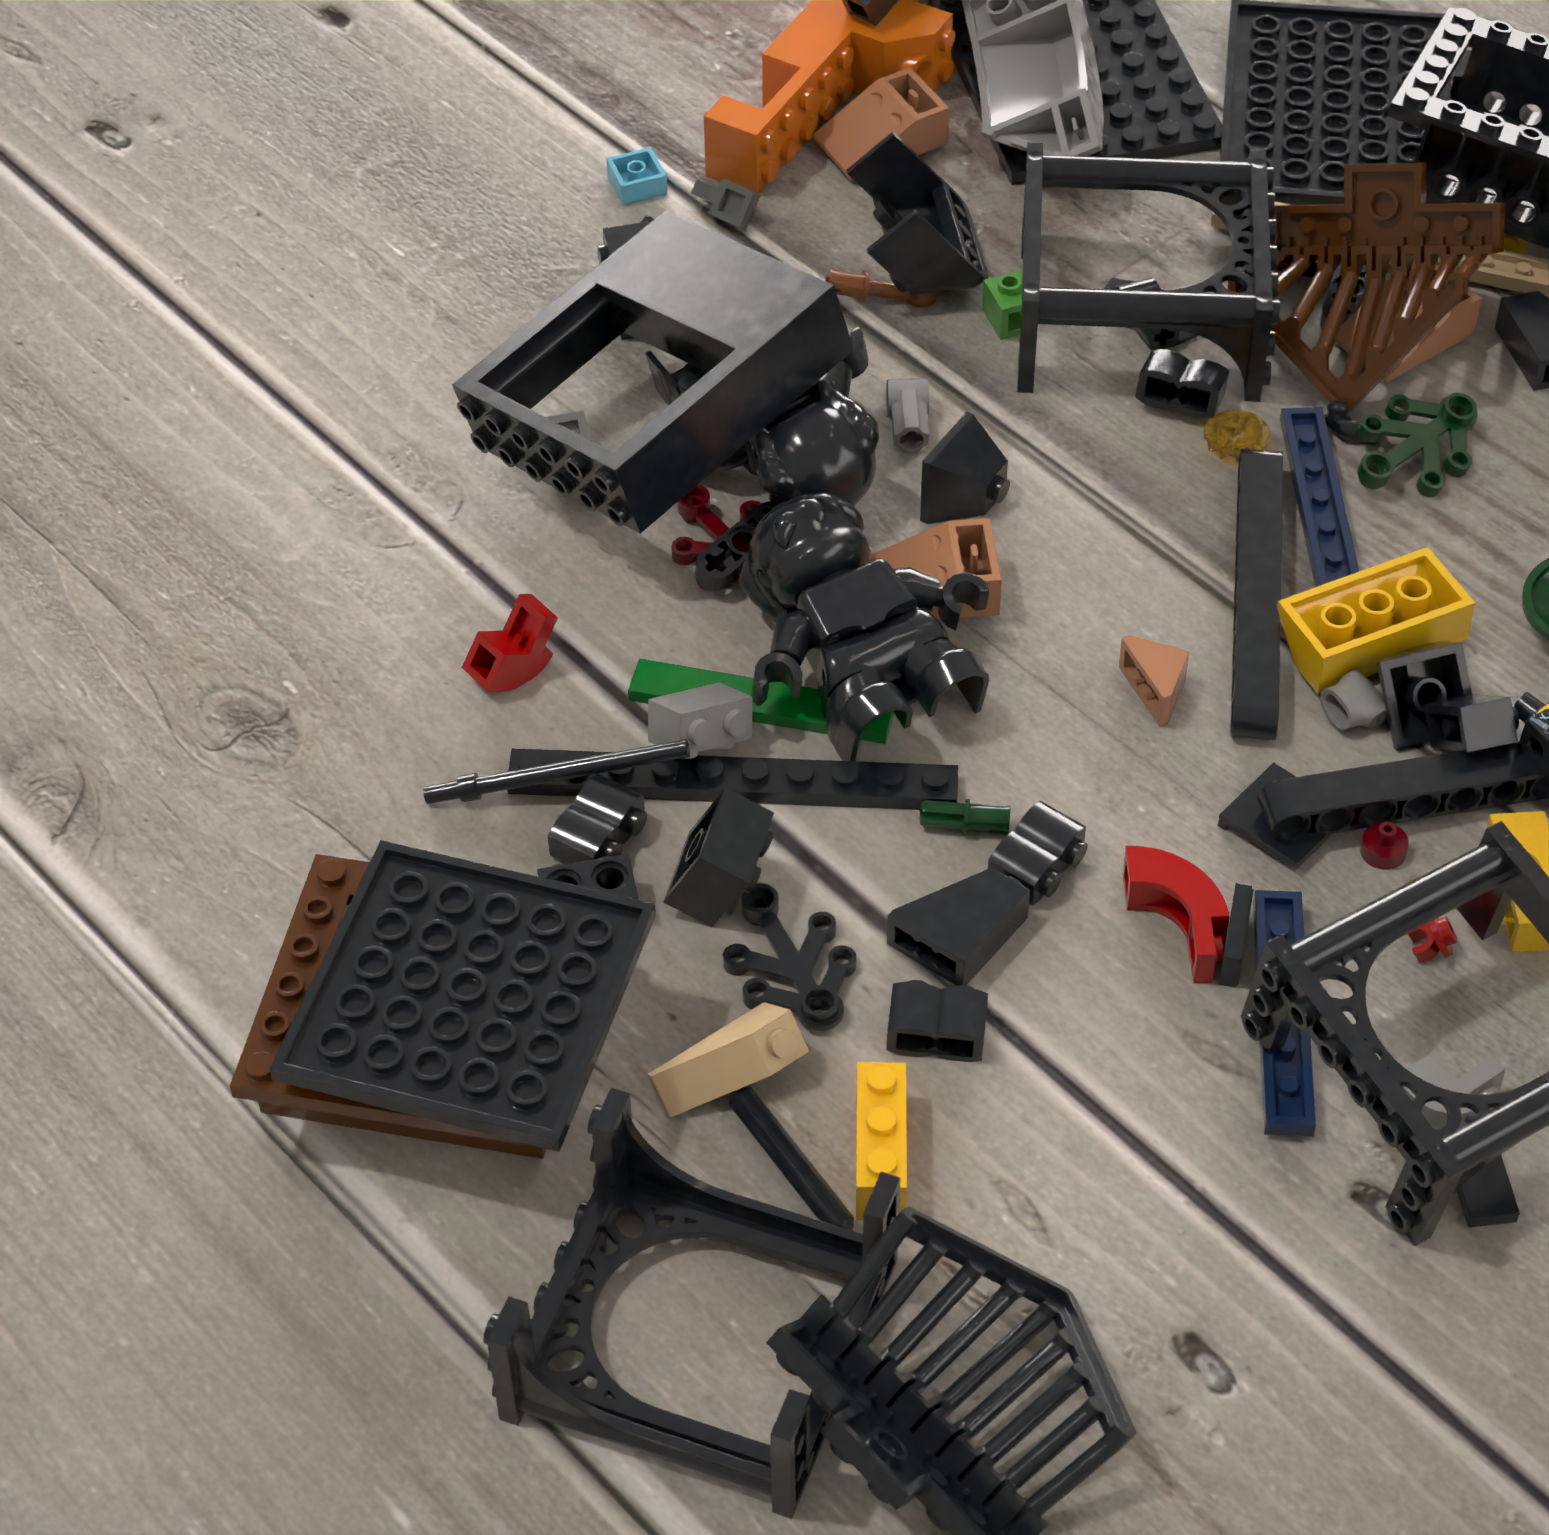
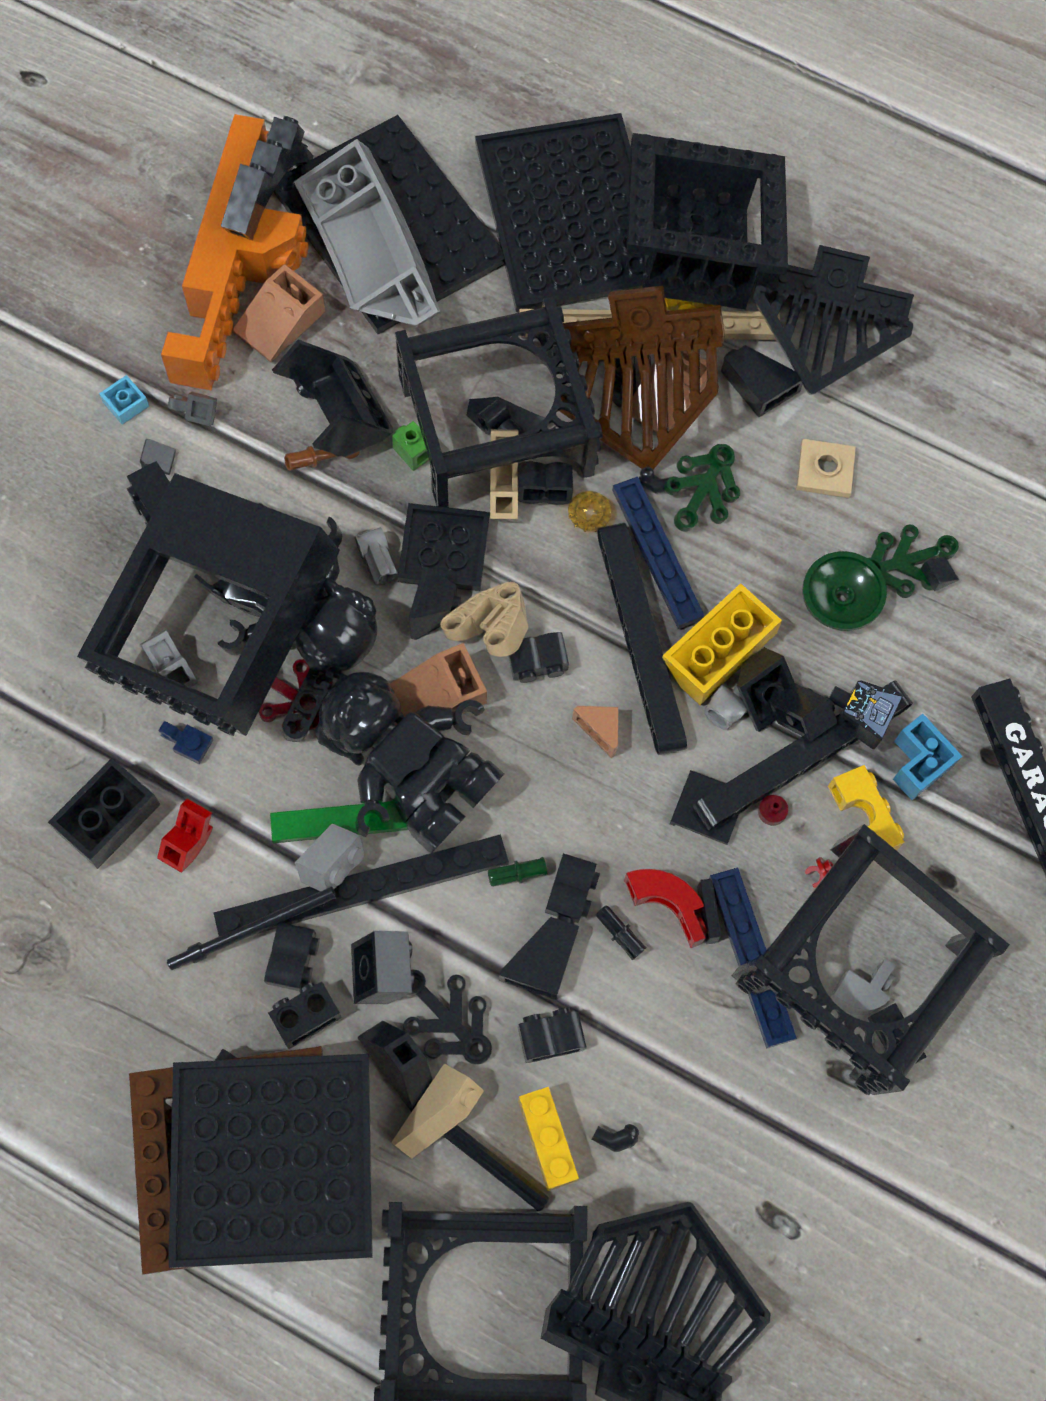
camera: 25 degrees left, 20 degrees up
(413, 594) = (104, 813): none -> black brick
(560, 557) = (189, 743): none -> dark blue plate
(700, 984) = (398, 1060): none -> black slope
(987, 1180) = (619, 1140): none -> black arm
(1021, 416) = (447, 542): none -> black plate
(1041, 508) = (495, 613): none -> tan connector
(1092, 928) = (621, 933): none -> black axle
(1094, 574) = (538, 657): none -> black brick
(1118, 375) = (504, 484): none -> tan arch

